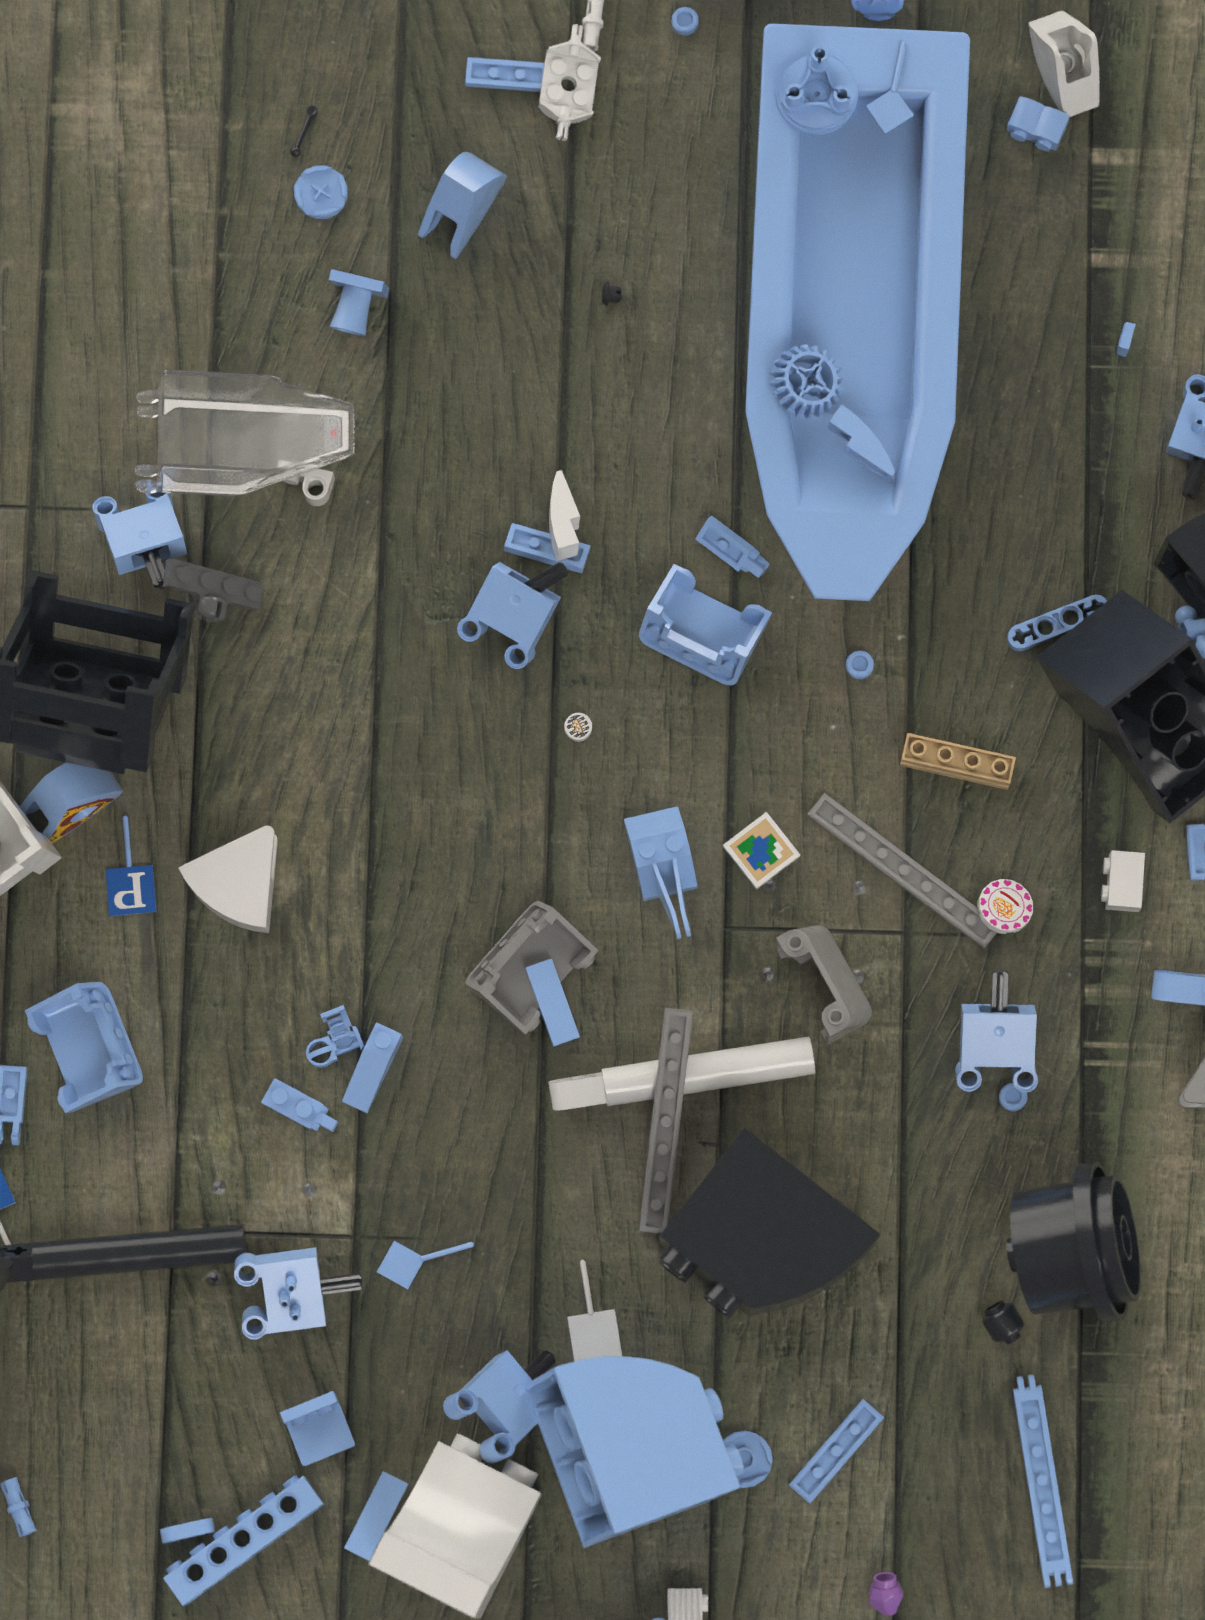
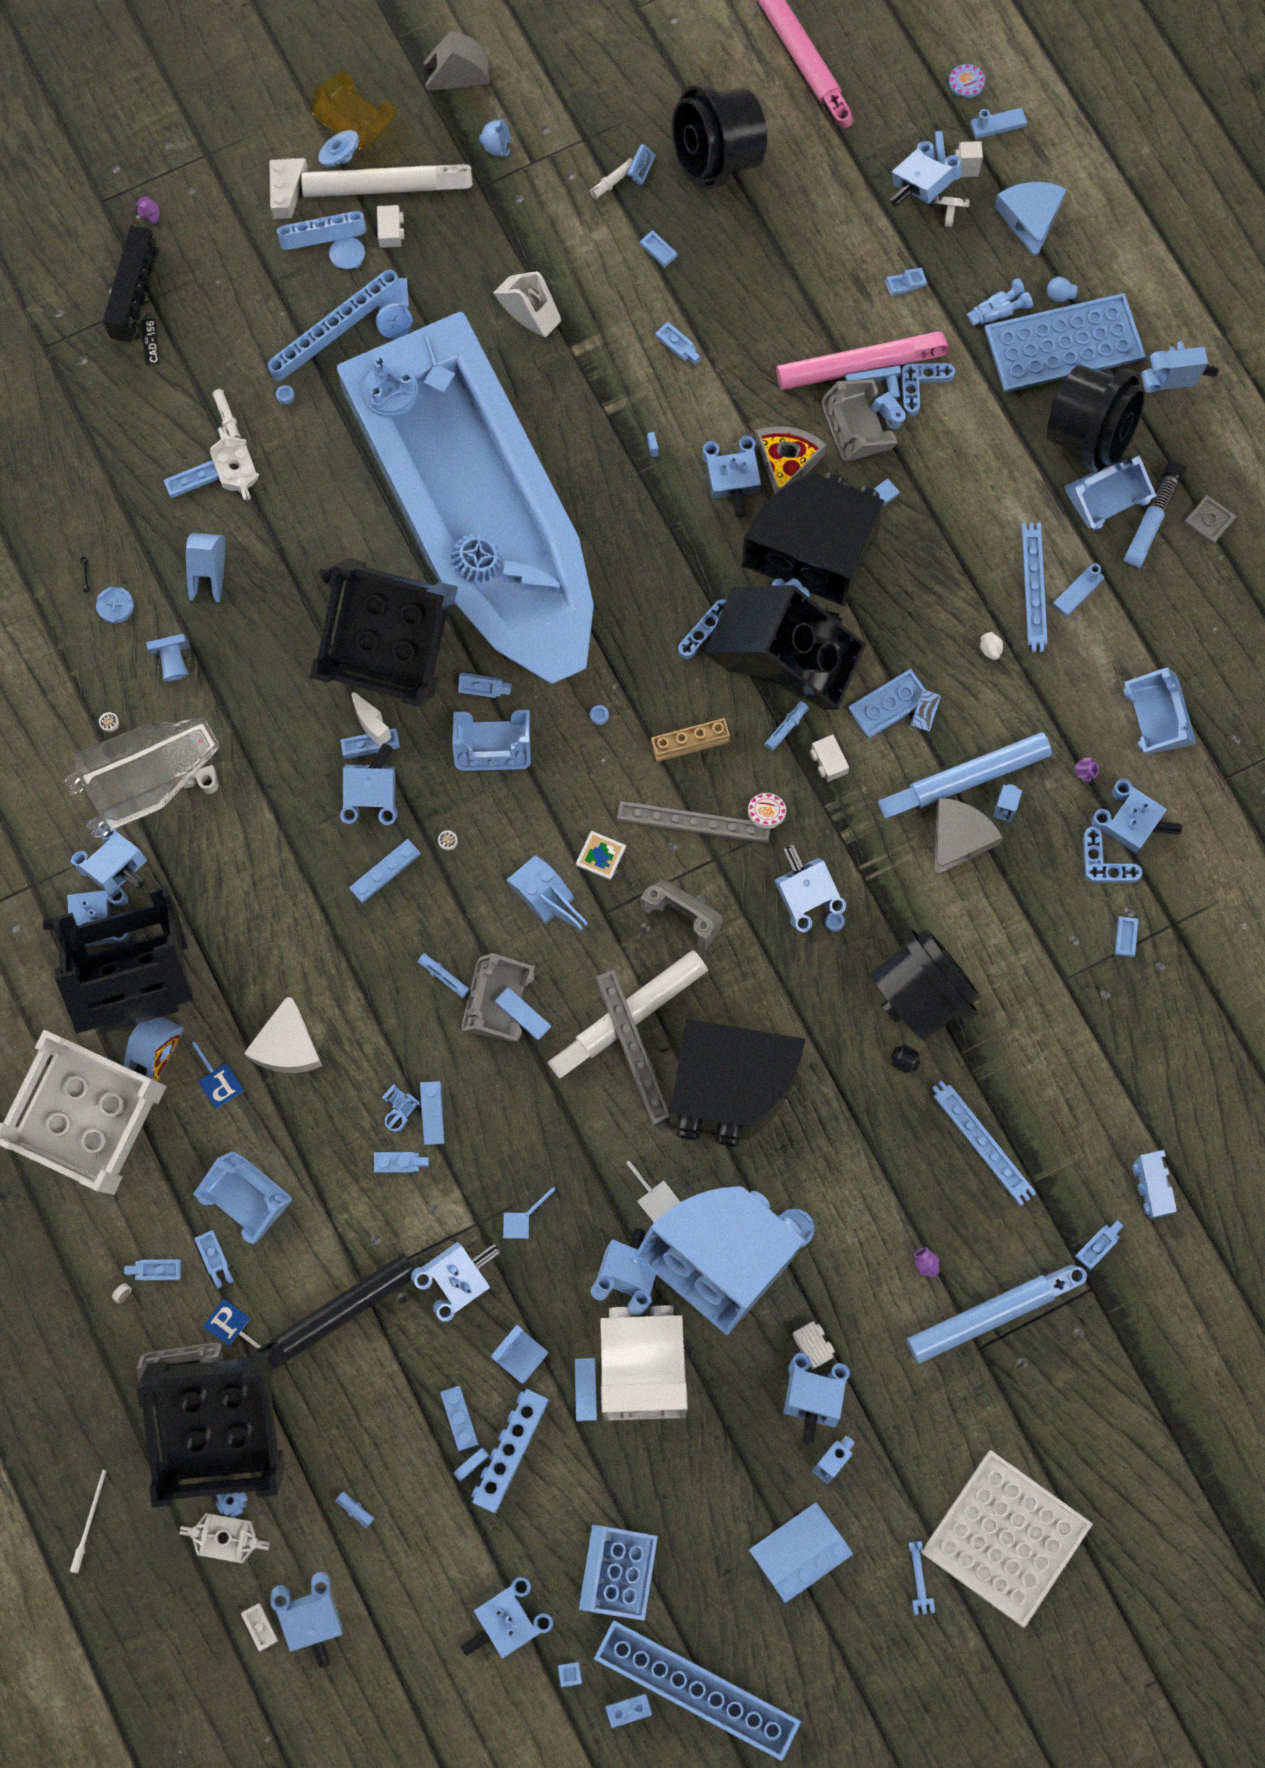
camera: 30 degrees left, 5 degrees down
(85, 579) = (92, 907): none -> light blue piece
(203, 1465) = (459, 1418): none -> light blue plate
(212, 589) = (174, 873): dark grey plate -> none
(234, 344) = (109, 722): none -> white tile
(478, 724) = (384, 871): none -> light blue plate
(479, 899) = (443, 975): none -> light blue pin
(639, 413) = (383, 631): none -> black piece
(836, 1451) = (847, 1193): light blue tile -> none
(1037, 124) = (530, 348): light blue brick -> none
(1103, 804) = (791, 720): none -> light blue pin

